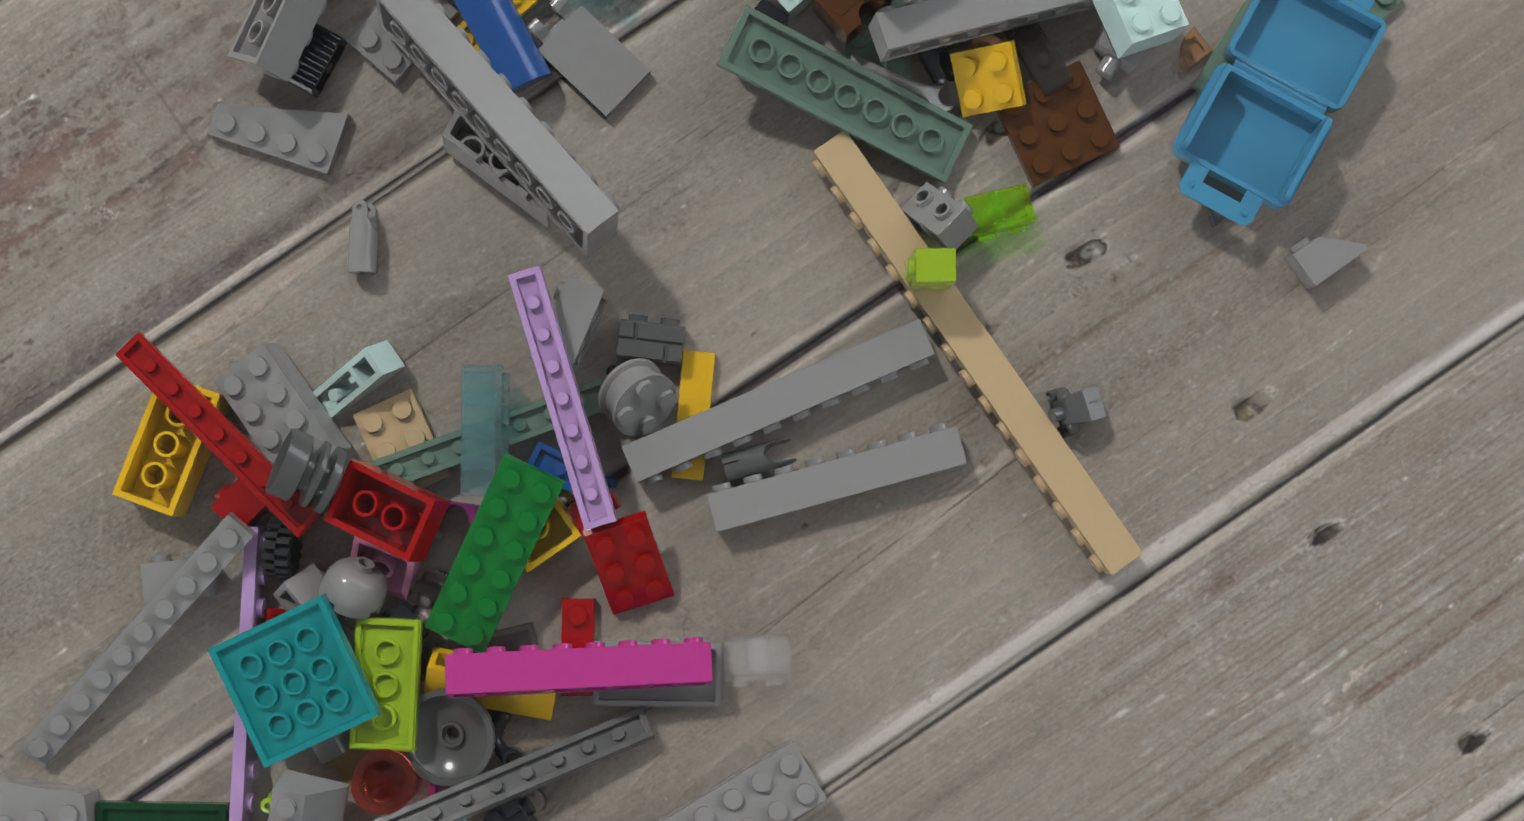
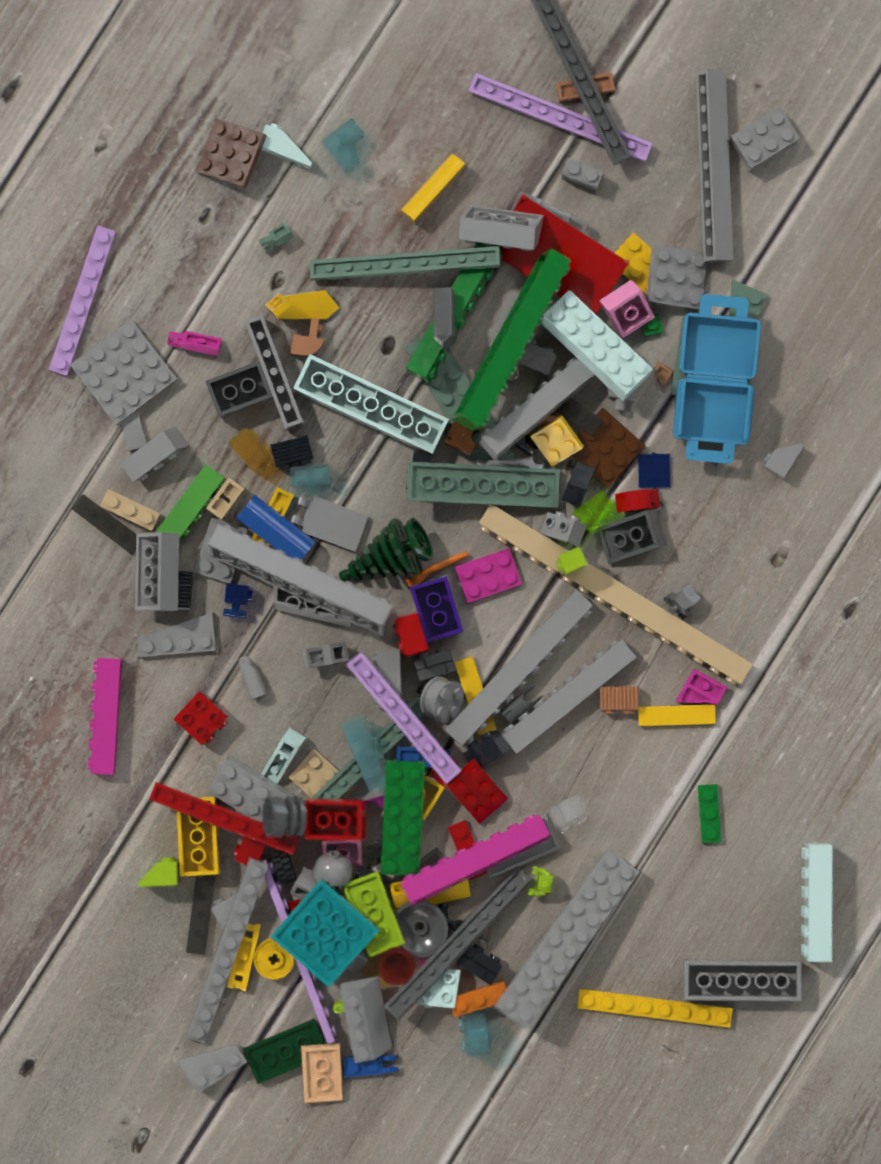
camera: 25 degrees left, 0 degrees up
(86, 479) = (162, 873): none -> lime slope
(115, 201) = (106, 716): none -> dark pink brick
(124, 568) = (200, 915): none -> clear smoke tile
(162, 662) = (244, 959): none -> yellow plate
(188, 689) = (266, 967): none -> yellow wheel
(257, 267) = (201, 718): none -> red brick
(396, 105) = (237, 596): none -> clear blue brick
(488, 252) = (325, 655): none -> light grey brick
(632, 275) = (411, 634): none -> red brick
(661, 138) = (392, 552): none -> dark green plant
(672, 750) = (544, 882): none -> lime piece
(674, 506) = (489, 749): none -> black brick
(690, 194) = (418, 578): none -> orange piece
(690, 256) = (436, 609): none -> dark purple brick
(793, 240) = (488, 575): none -> dark pink plate
(911, 515) = (619, 698): none -> nougat brick
(973, 753) = (709, 813): none -> green plate
(989, 580) = (676, 715): none -> yellow tile
(992, 159) = (578, 484): none -> black slope
(1040, 275) = (632, 536): none -> dark grey slope
(1044, 556) = (701, 689): none -> dark pink wing
(1072, 223) = (637, 500): none -> red brick
(1116, 191) = (654, 470): none -> clear blue piece

